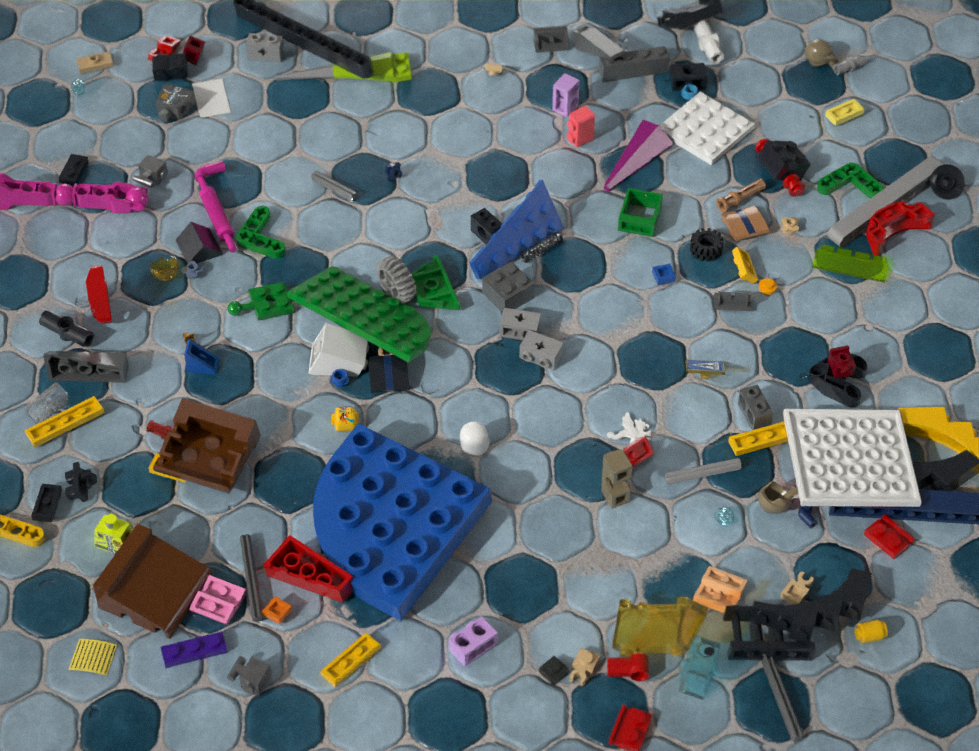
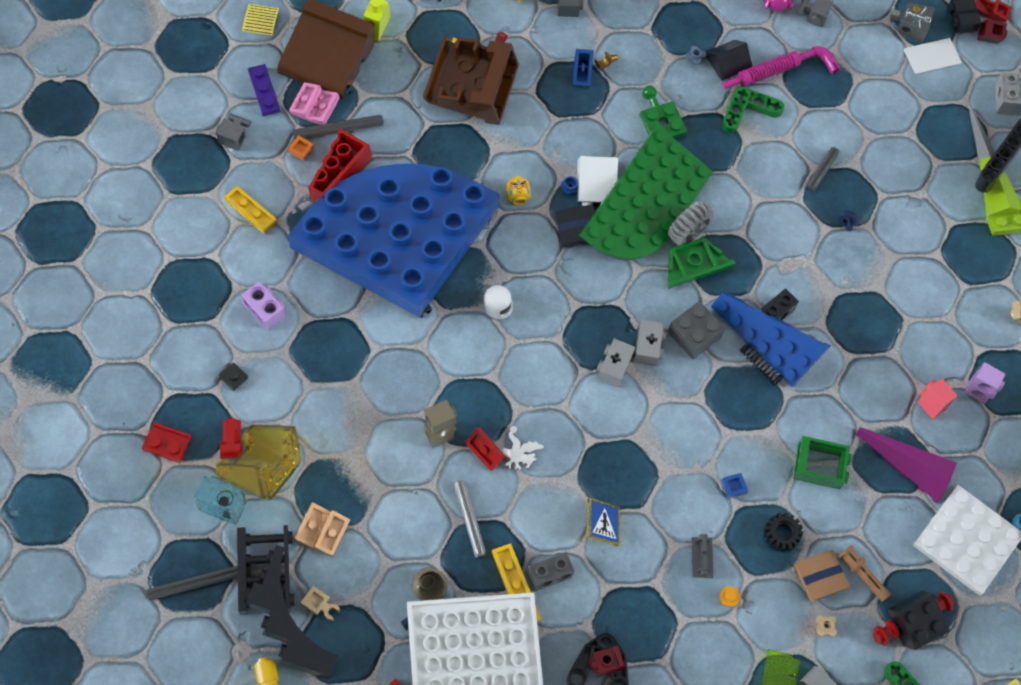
camera: 80 degrees right, 15 degrees up
(164, 269) = (691, 30): clear yellow hair -> none
(584, 664) = (239, 404): tan plate -> none
(724, 516) = (410, 535): clear light blue plate -> none
(745, 266) = (755, 571): yellow plate -> none

